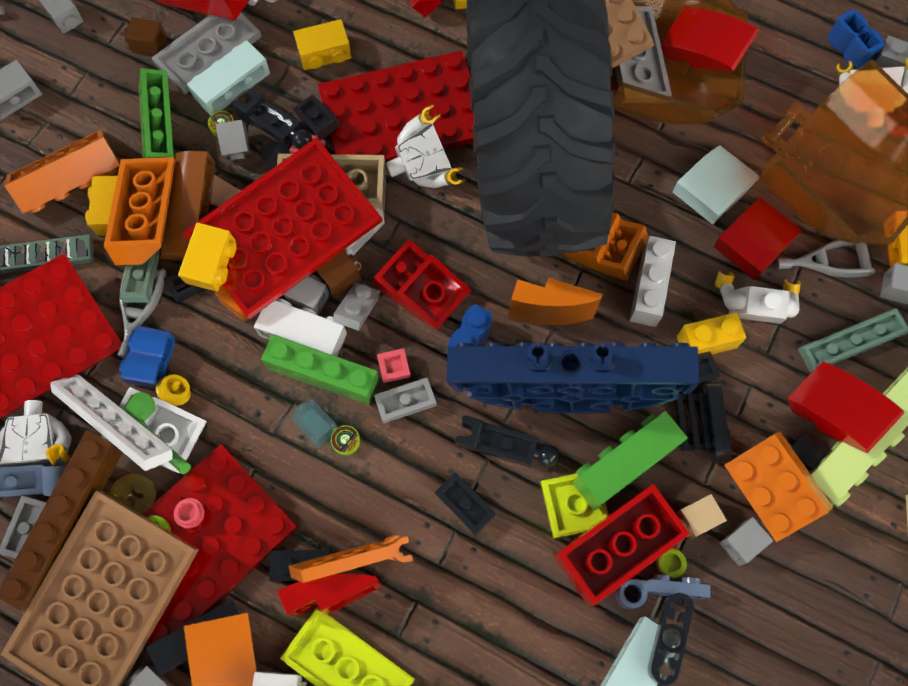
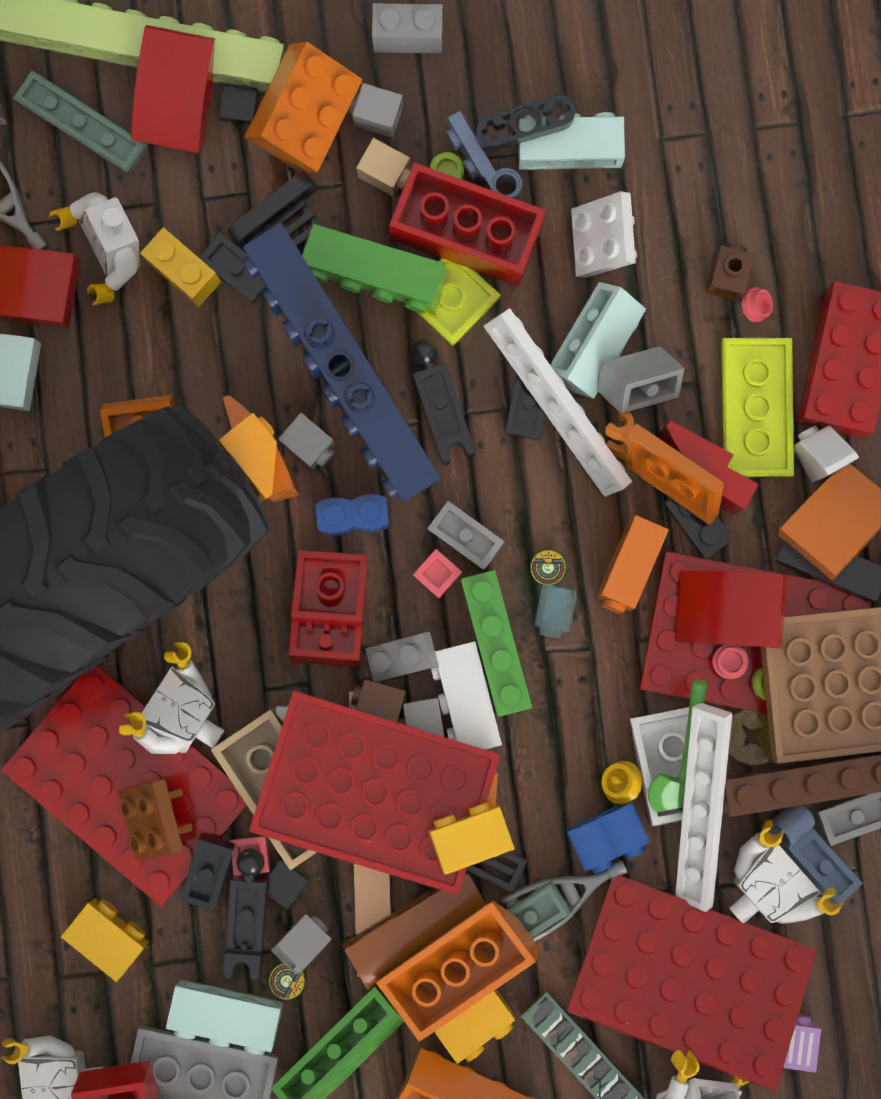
camera: 120 degrees left, 15 degrees up
(217, 535) = (731, 608): none -> red slope
(302, 490) = (631, 565): none -> orange brick
(360, 94) = (151, 820): none -> dark orange plate
(424, 589) = (640, 379): none -> light grey brick
(437, 519) = (557, 403): none -> white plate
(475, 580) = (596, 337): none -> light aqua brick
(540, 332) = (308, 442): none -> light grey brick
(548, 640) = (603, 235): none -> white plate
(549, 271) = (254, 452): none -> light orange slope
(652, 281) = (156, 365): white brick -> none
(798, 605) = (407, 28): none -> light grey brick

